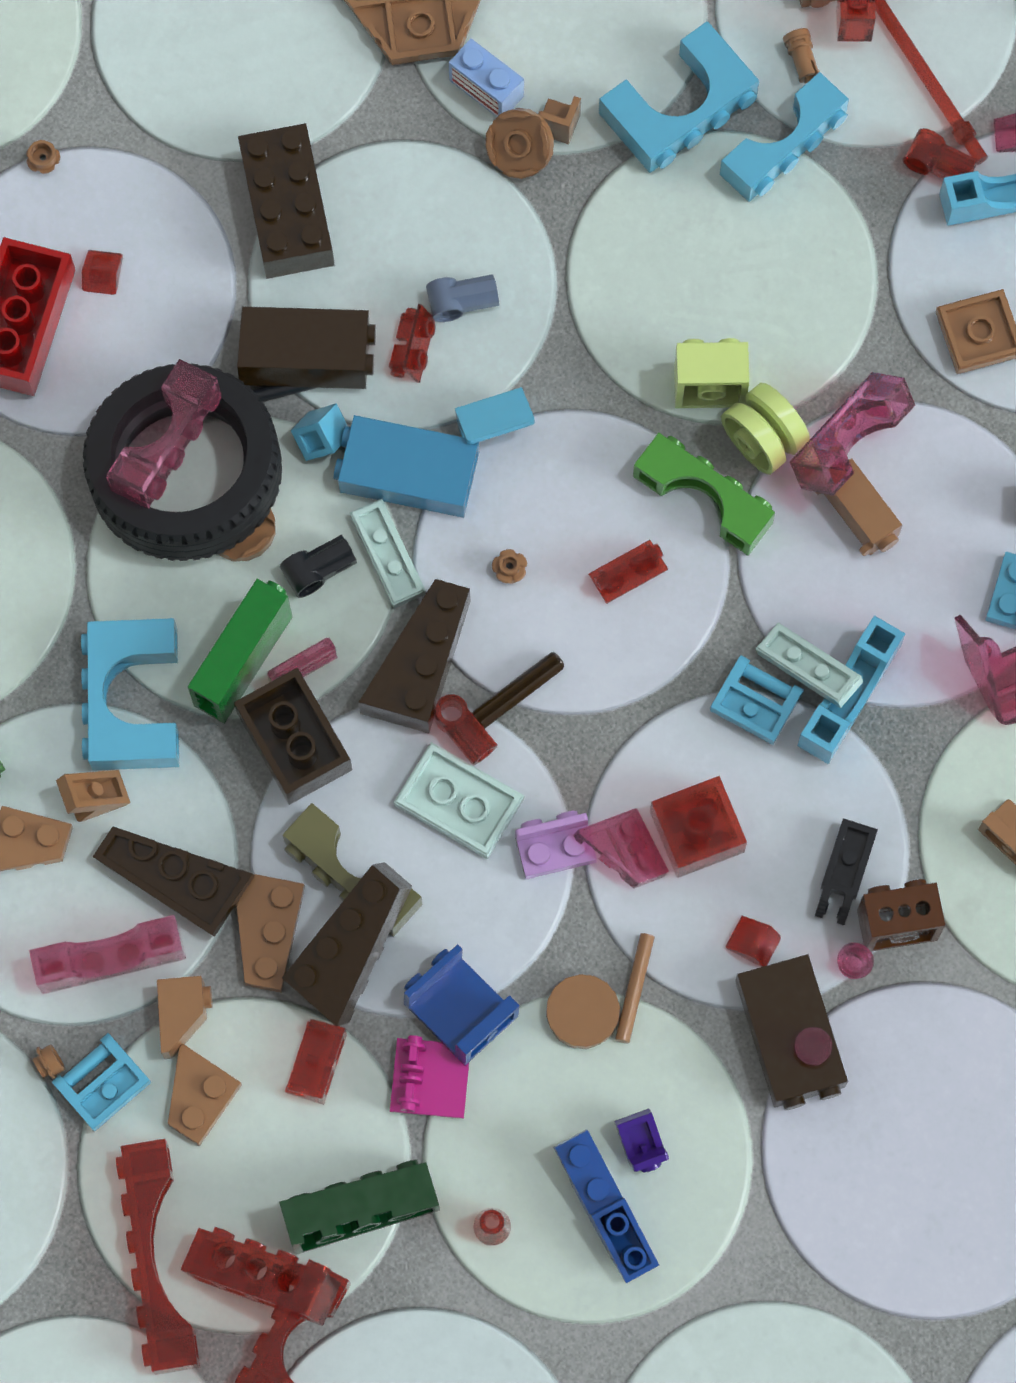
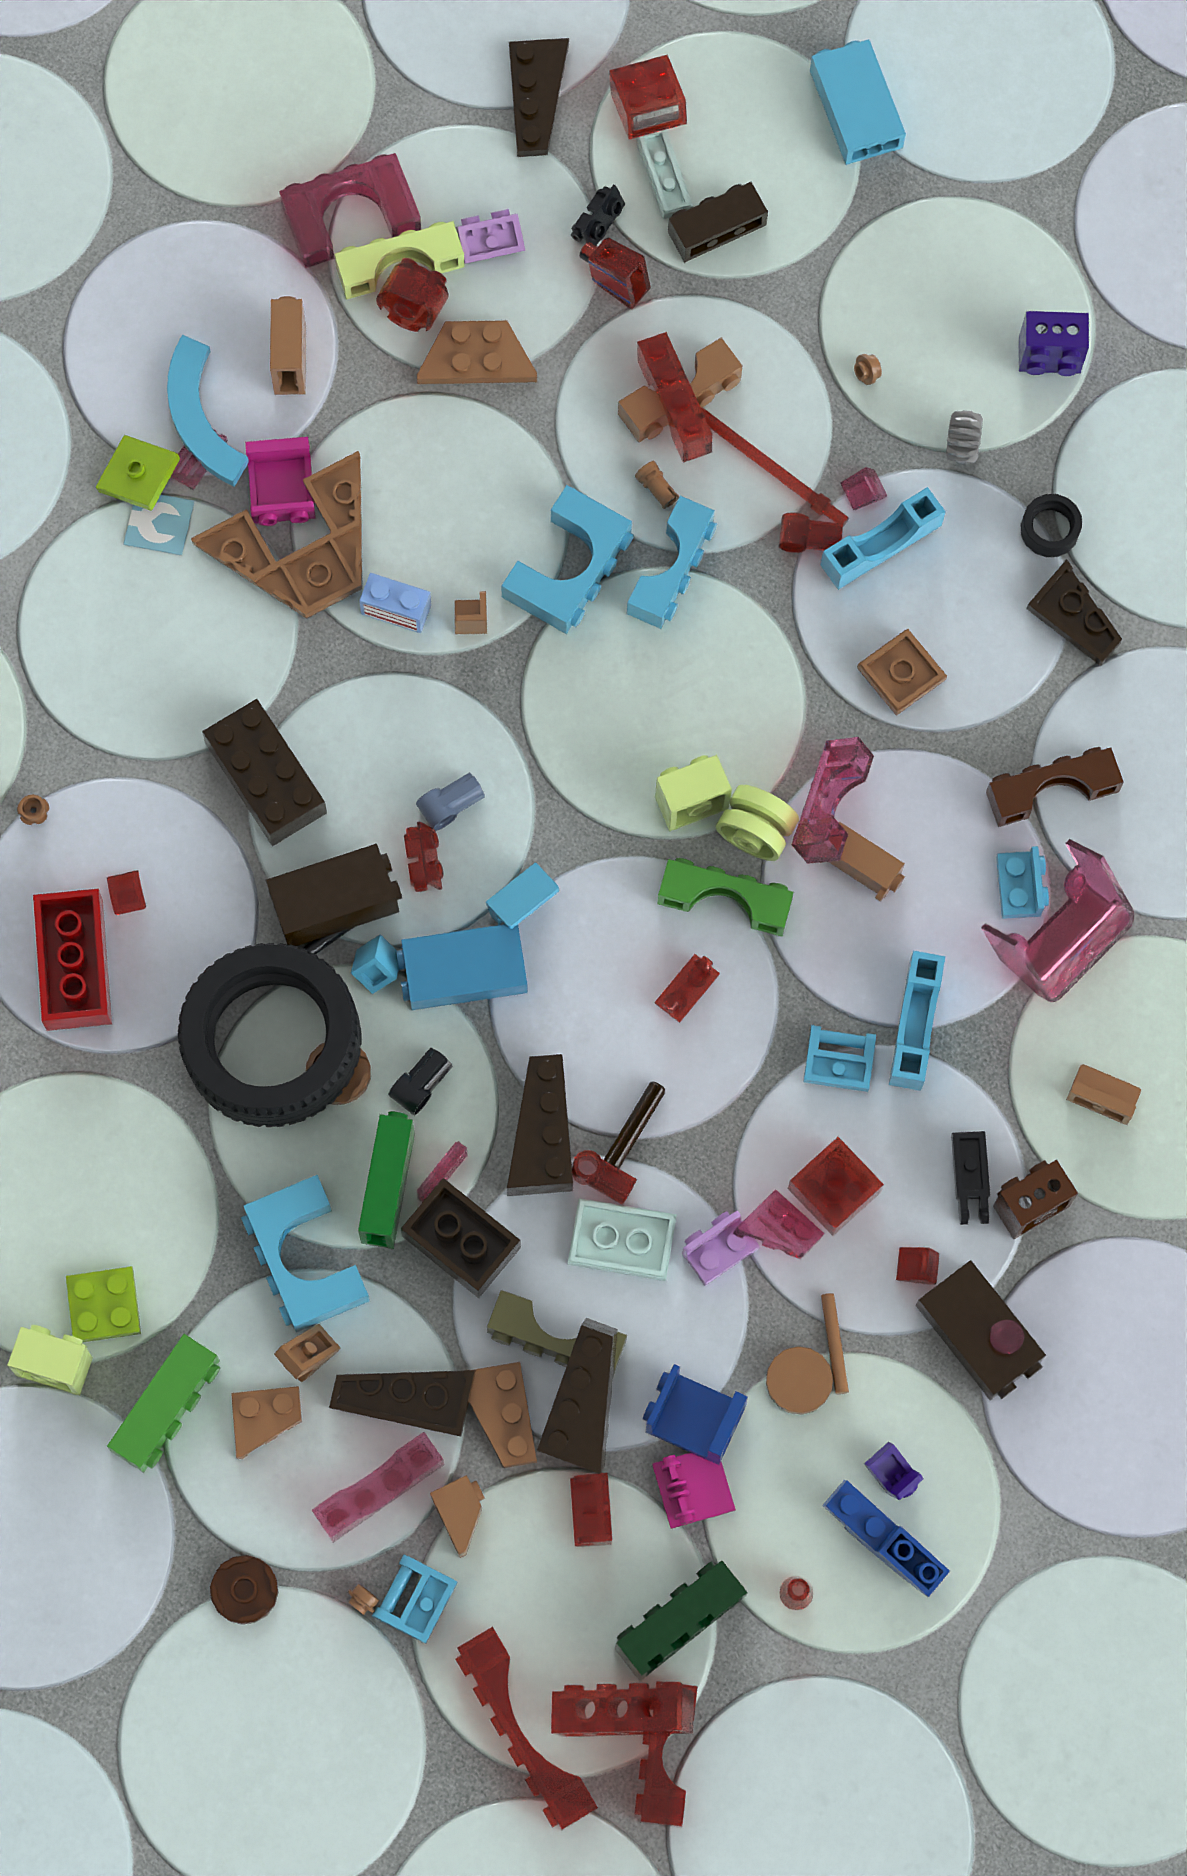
camera: 25 degrees left, 0 degrees up
(143, 471) = (245, 1058): clear pink arch -> none
(199, 1095) = (502, 1577): medium nougat wing -> none
(387, 553) = (475, 1048): light aqua tile -> none
(509, 575) = (589, 1028): medium nougat plate -> none
(519, 143) = (447, 649): medium nougat tile -> none
(809, 665) = (873, 1012): light aqua tile -> none
(855, 960) = (1010, 1250): clear pink plate -> none

